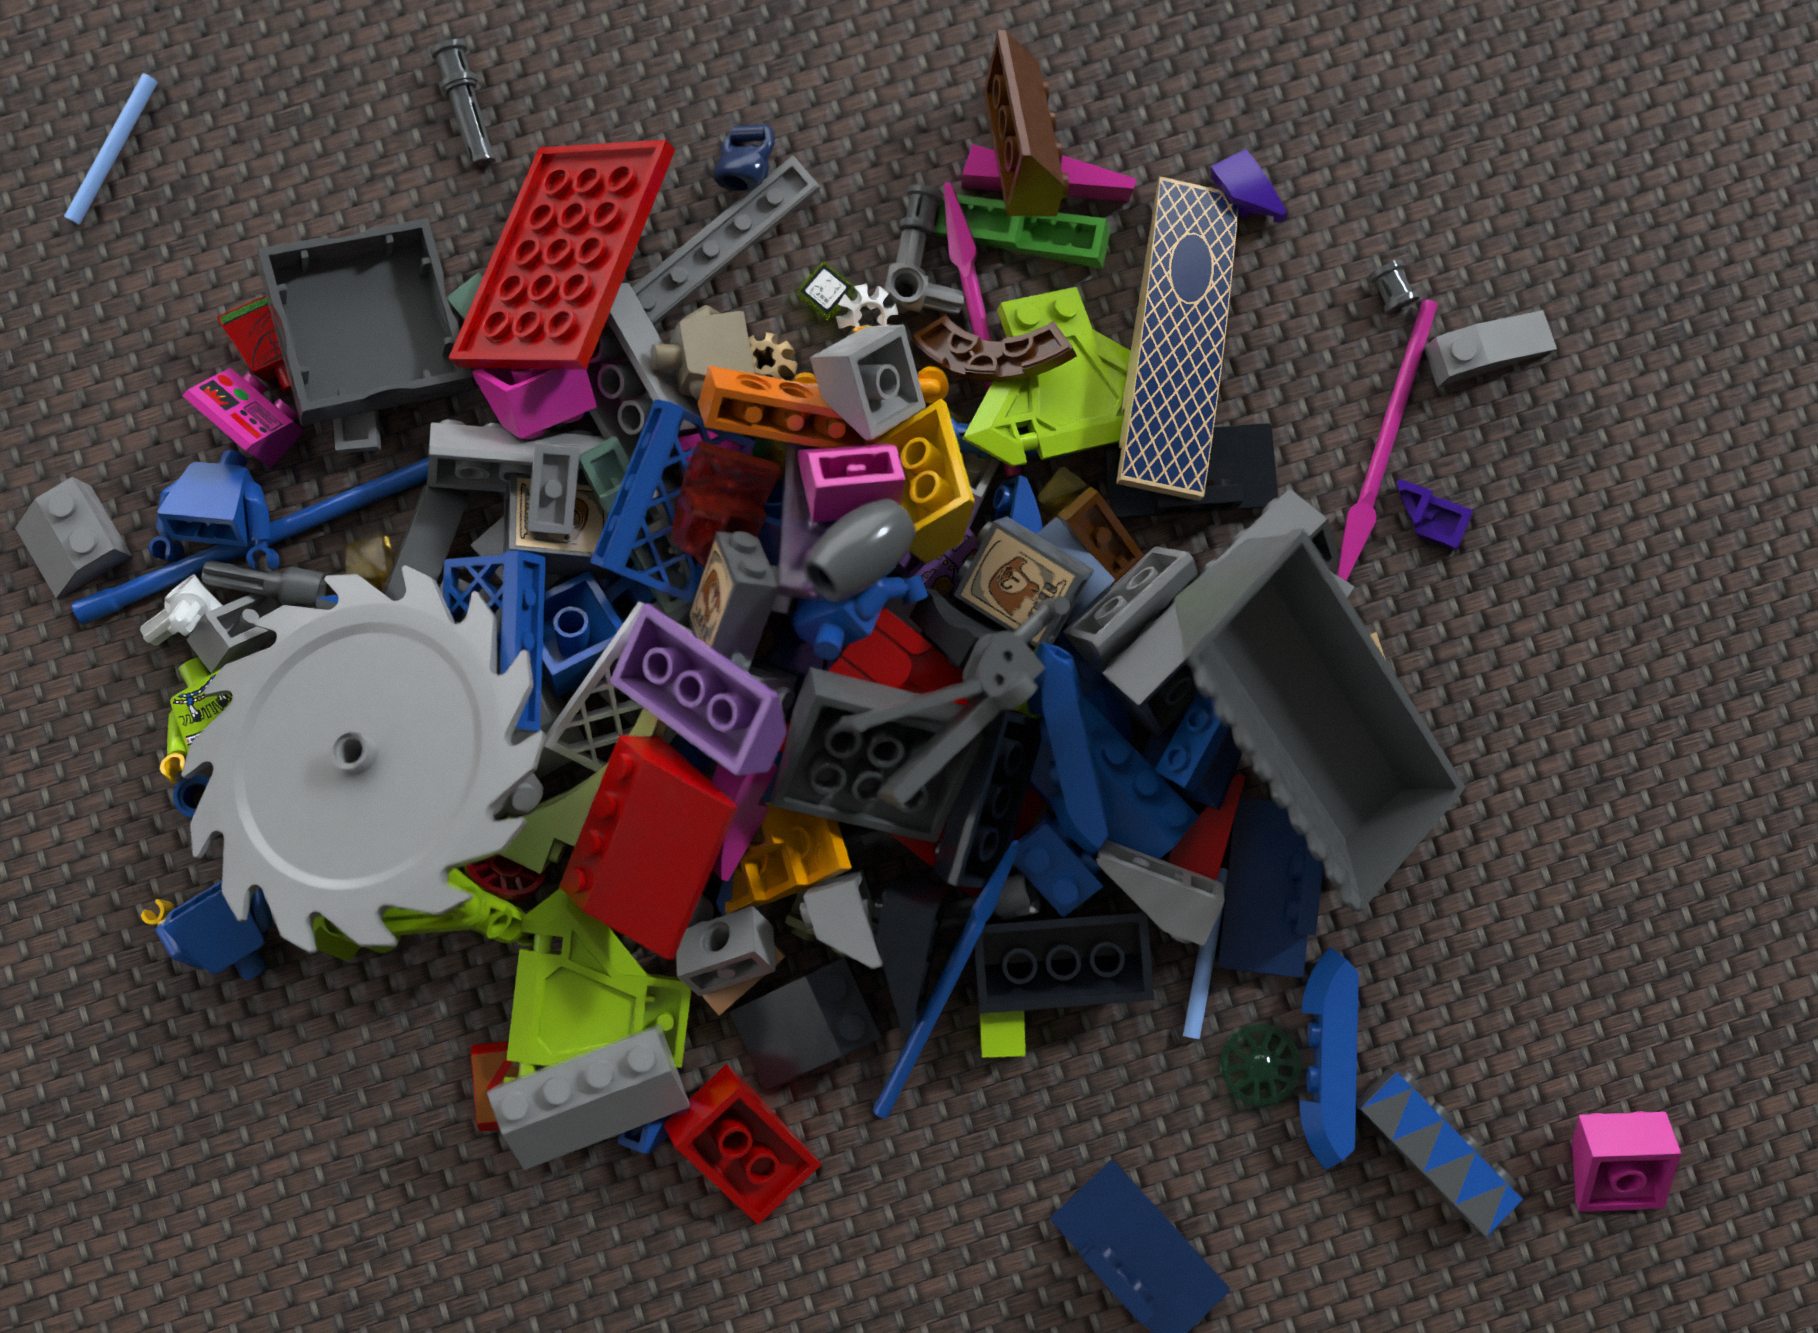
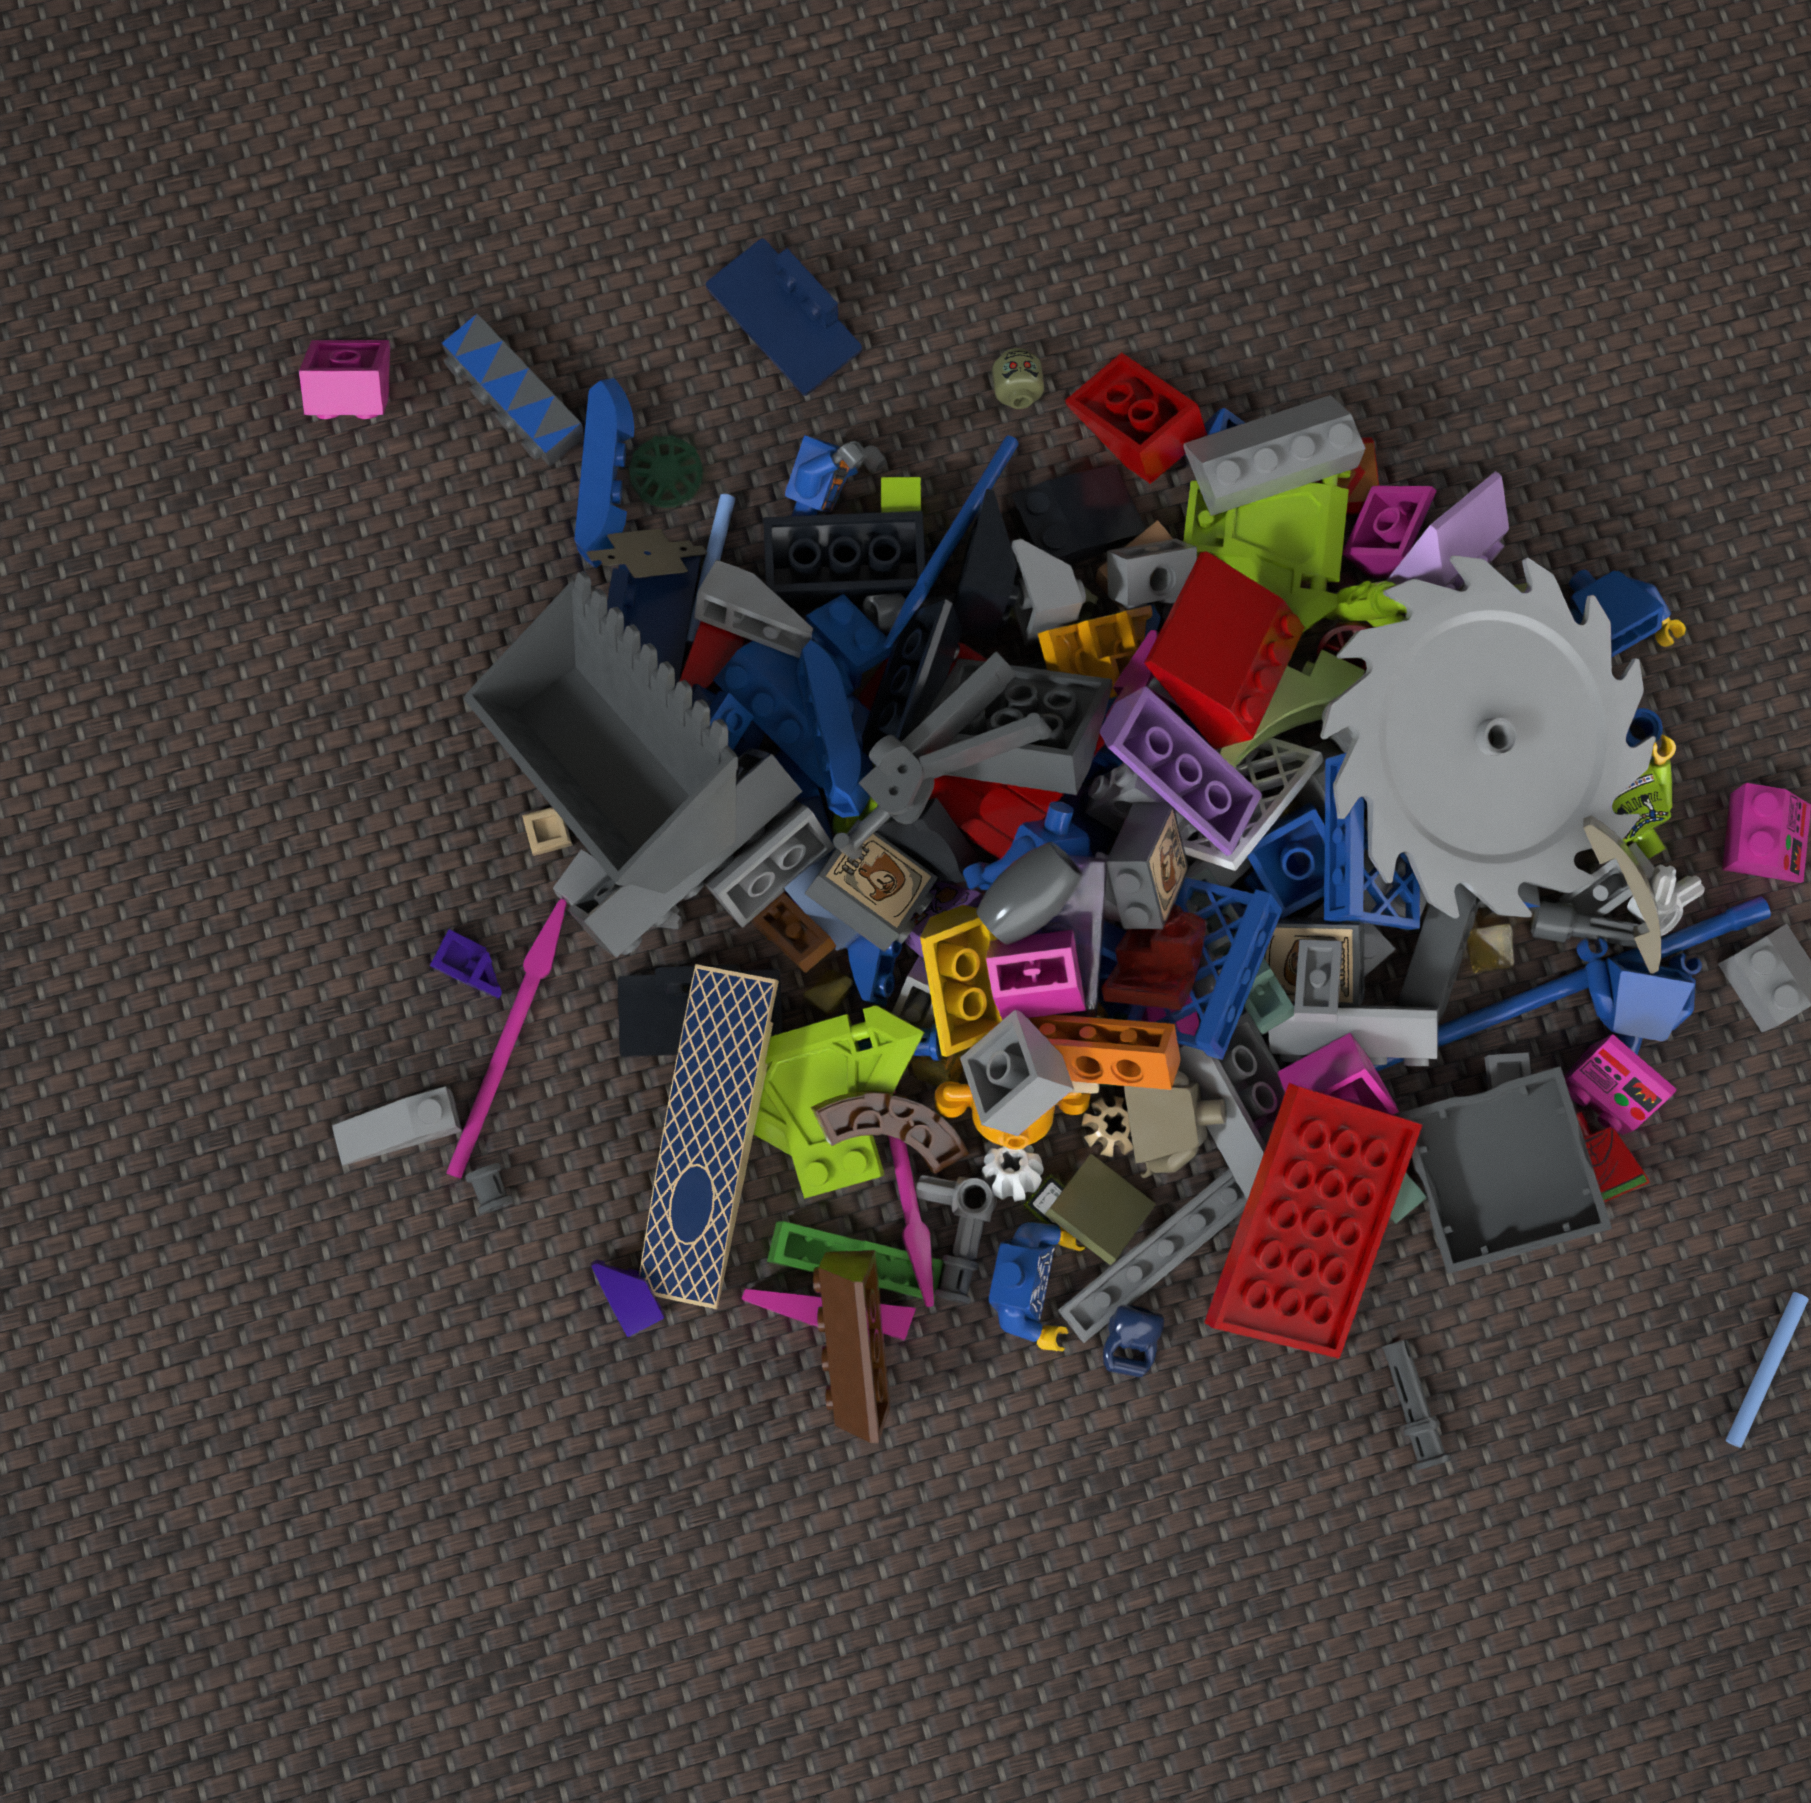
camera: 175 degrees right, 5 degrees down
(70, 690) = (1767, 833): none -> dark pink slope
(234, 644) = (1609, 846): none -> dark tan slope
(391, 984) = (1465, 530): none -> lavender slope
(462, 1013) = (1387, 528): none -> dark pink slope
(777, 280) = (1100, 1209): none -> olive tile
(854, 210) = (1022, 1281): none -> blue torso
(875, 1184) = (1018, 378): none -> olive head
(1090, 1061) = (822, 471): none -> blue torso
(1281, 942) = (631, 547): none -> dark tan piece

